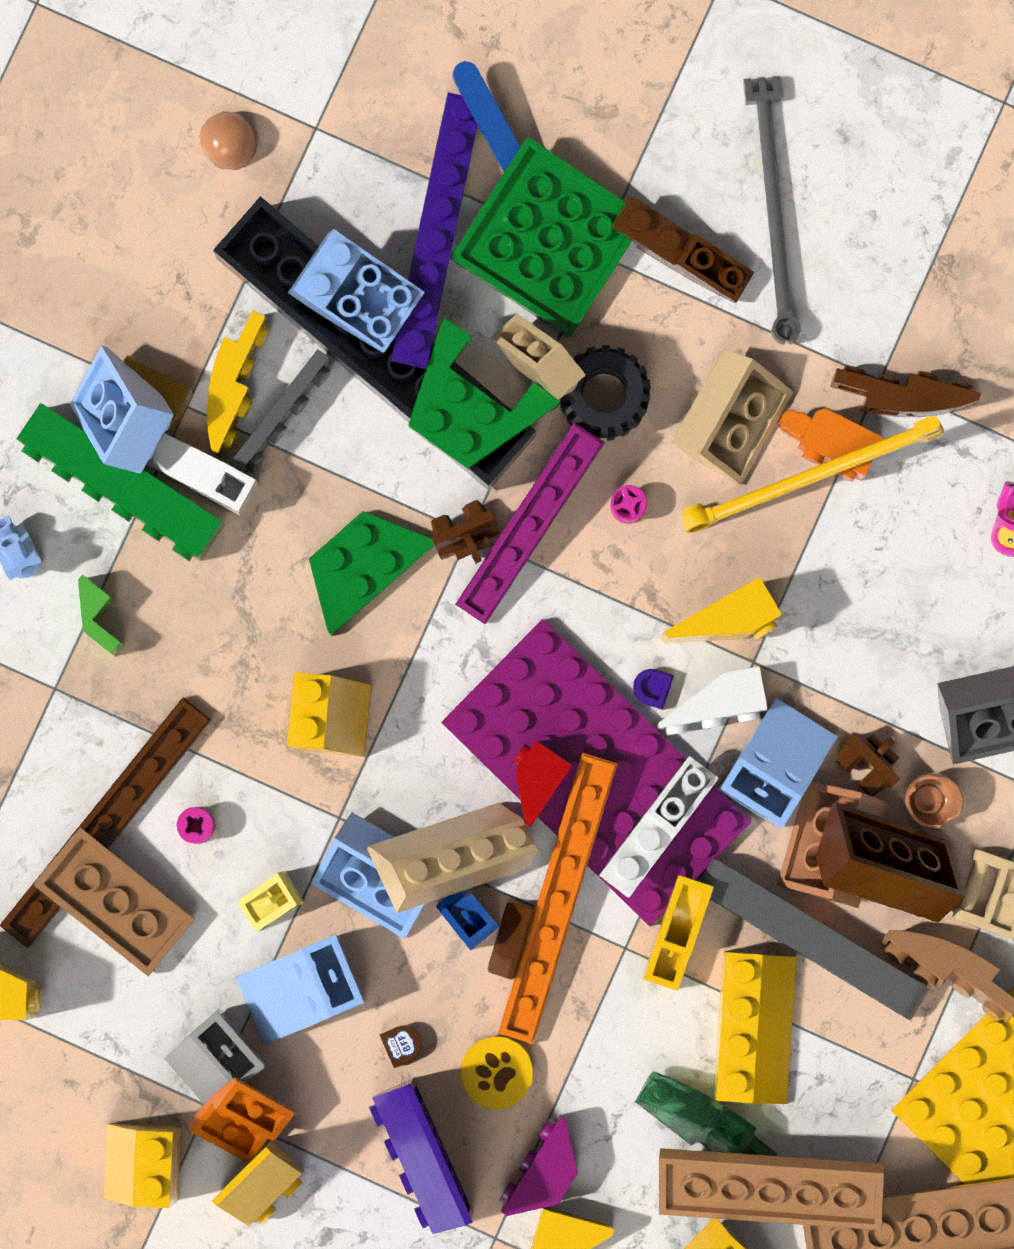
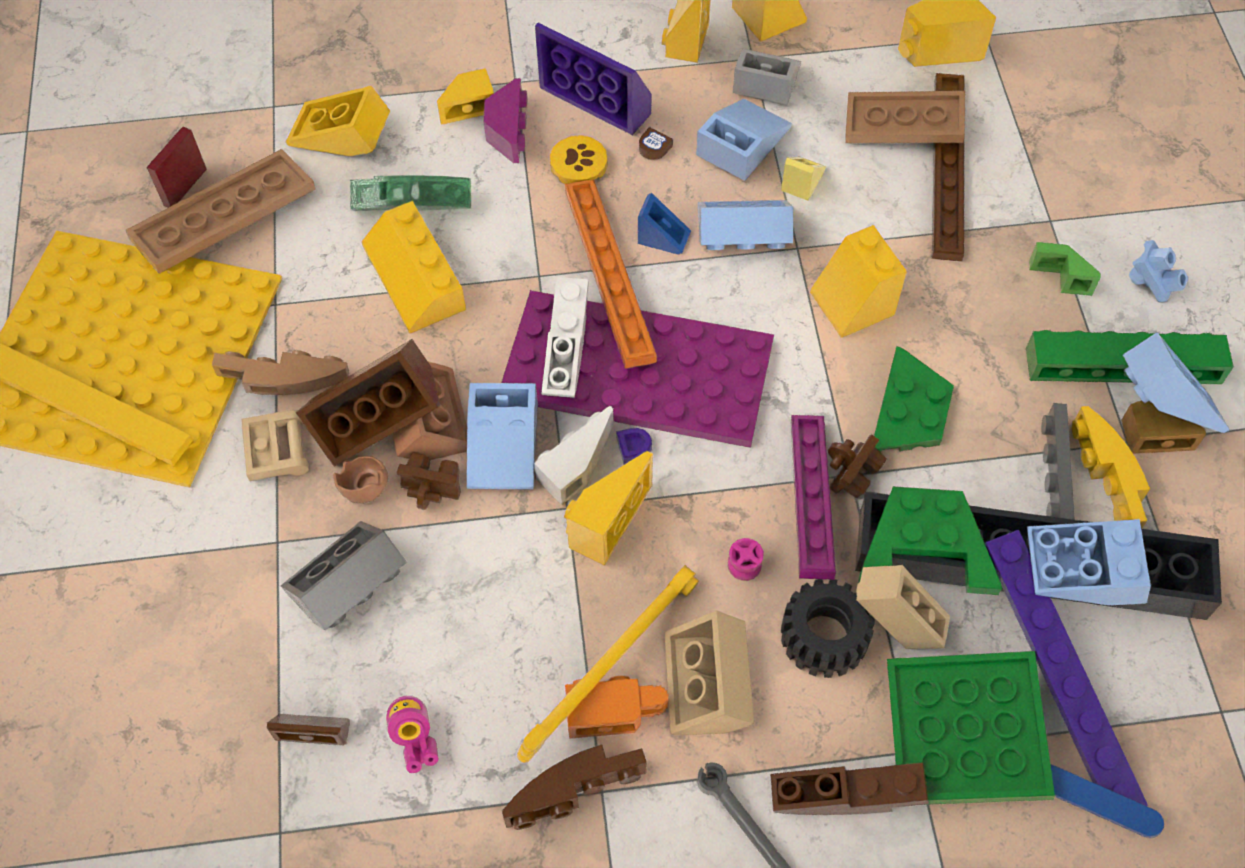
camera: 150 degrees right, 25 degrees down
(201, 825) = (889, 187): dark pink wheel -> none
(203, 474) = (1074, 389): white slope -> none
(240, 1119) = (727, 41): orange slope -> none
(452, 856) = (705, 241): tan slope -> none
(510, 940) = (623, 233): reddish brown slope -> none
(538, 778) = (677, 323): red slope -> none
(677, 933) = (506, 287): yellow slope -> none
(771, 1189) = (334, 171): medium nougat plate -> none
(814, 940) = (438, 340): dark grey beam -> none

